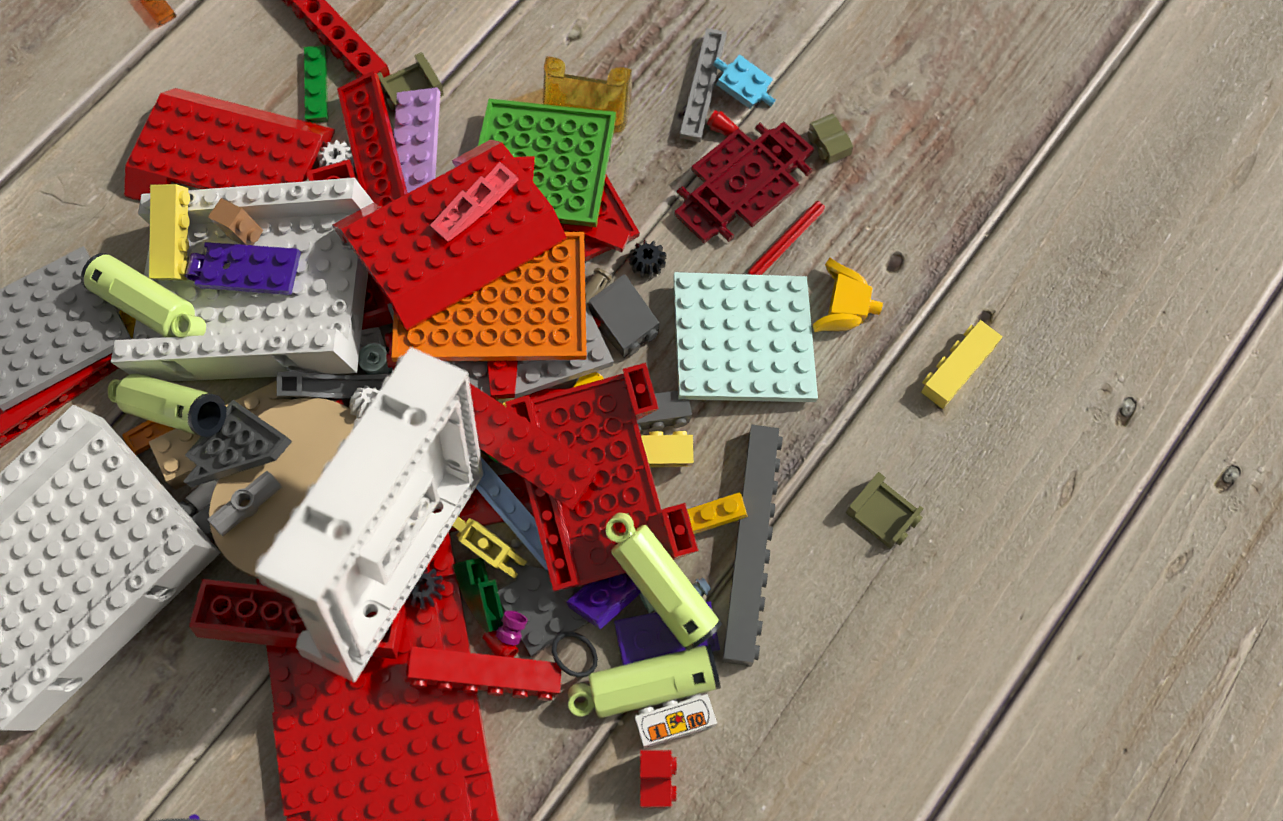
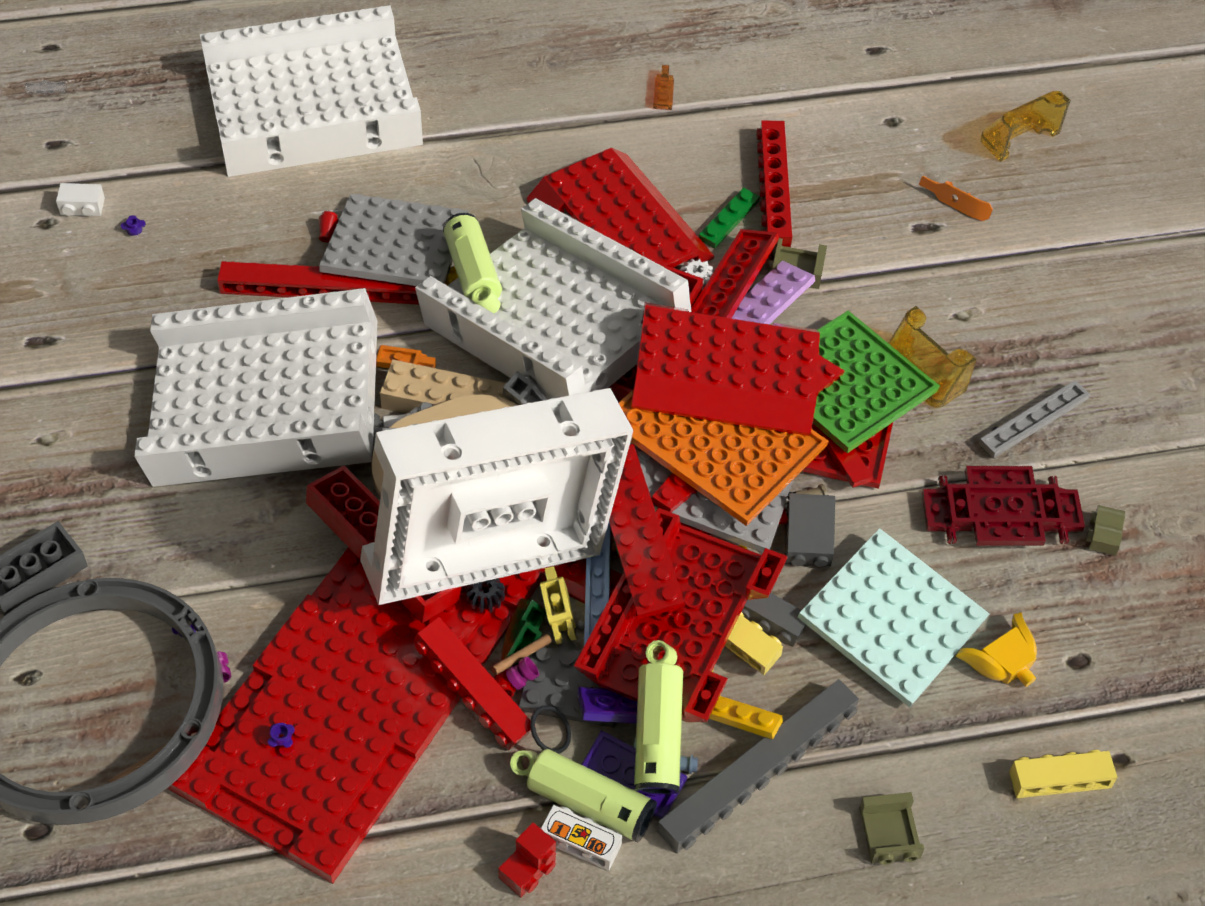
camera: 40 degrees right, 15 degrees down
(168, 232) = (529, 232): light yellow brick -> none
(169, 404) = (428, 343): yellowish green piece -> none
(235, 223) = (579, 256): medium nougat brick -> none
(239, 445) = (442, 396): dark grey wing -> none
(250, 270) = (563, 294): dark purple hinge -> none
(474, 203) = (764, 353): coral slope -> none
(496, 613) = (517, 656): none -> medium nougat bar
(647, 266) = (869, 507): black gear -> none
(721, 123) = (1022, 454): red cone -> none
(744, 81) = (1071, 439): medium azure plate -> none
(787, 239) = (1000, 576): red axle -> none

